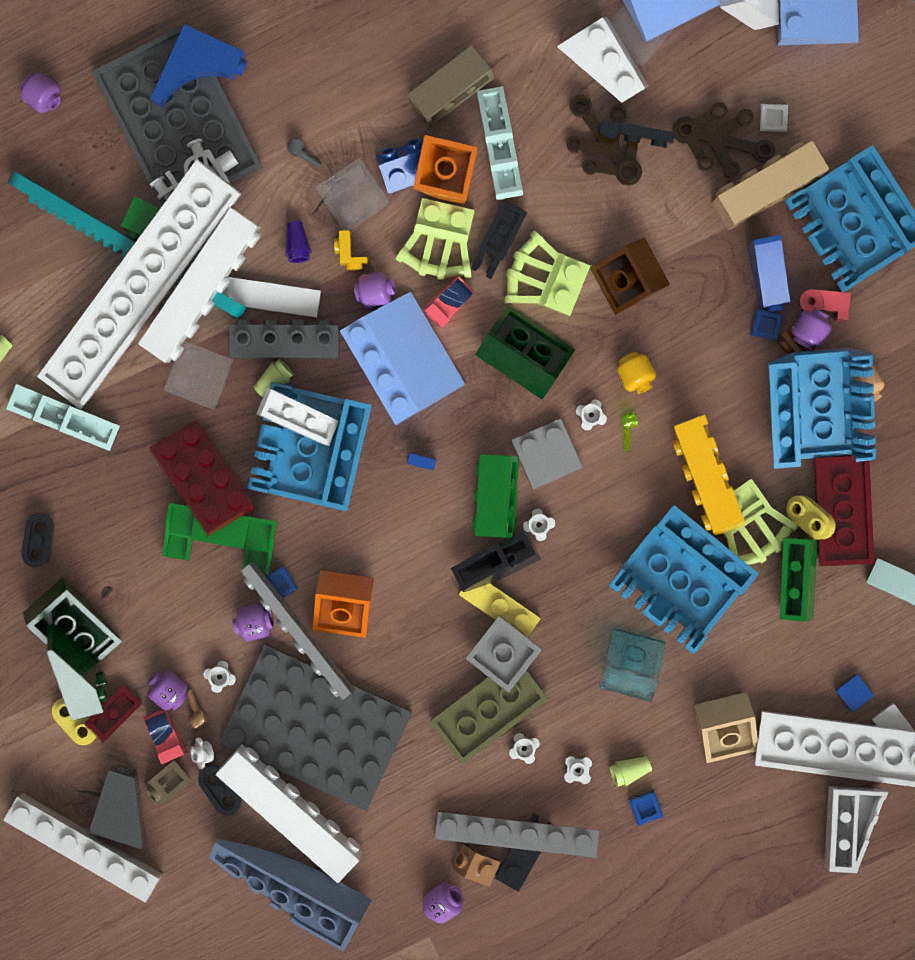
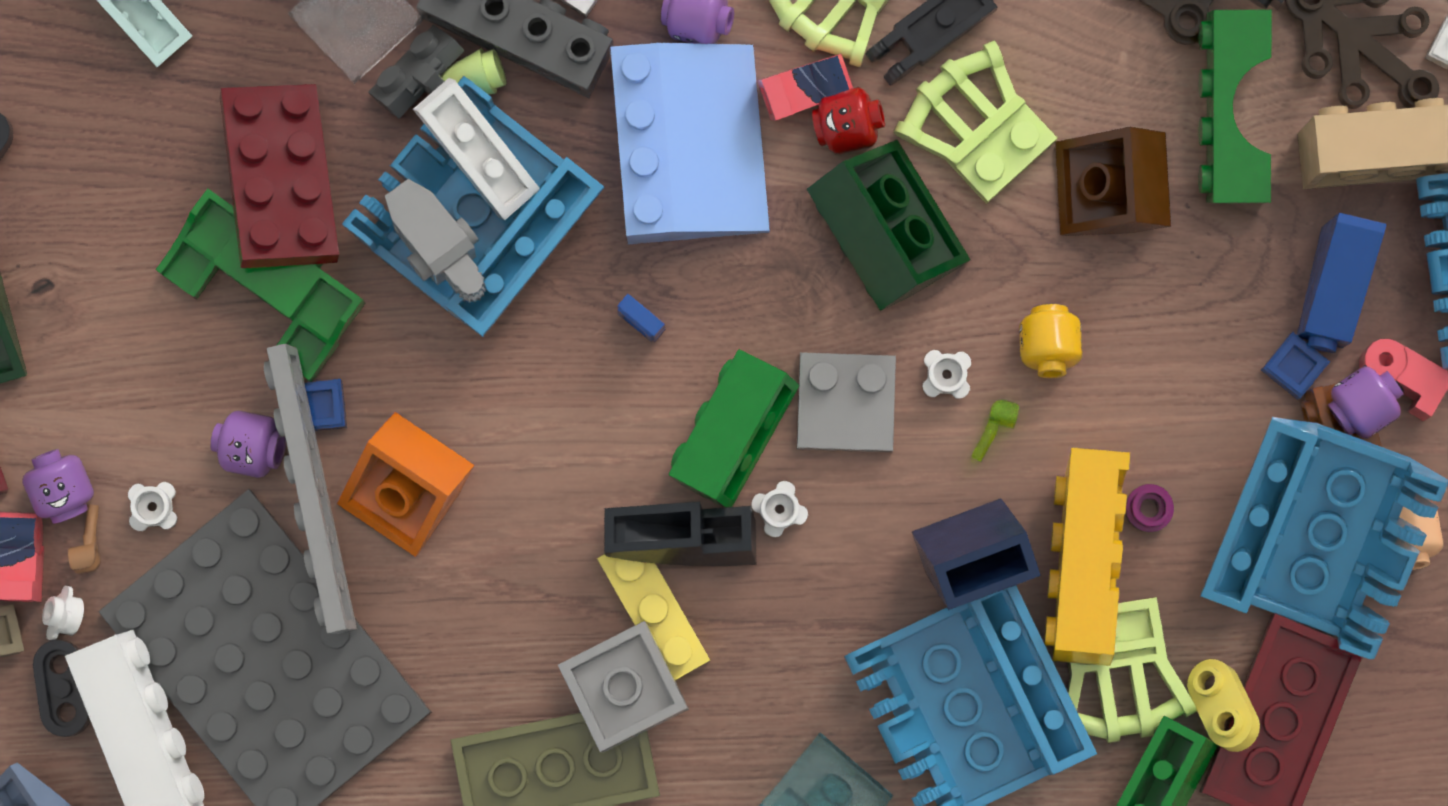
camera: 25 degrees right, 5 degrees down
(245, 389) = (416, 71): none -> dark grey hinge
(301, 475) = (437, 242): none -> light grey hinge
(479, 309) = (848, 121): none -> red head
(650, 501) = (976, 553): none -> dark blue brick
(659, 176) = (1233, 166): none -> green arch
(735, 434) = (1164, 505): none -> magenta plate

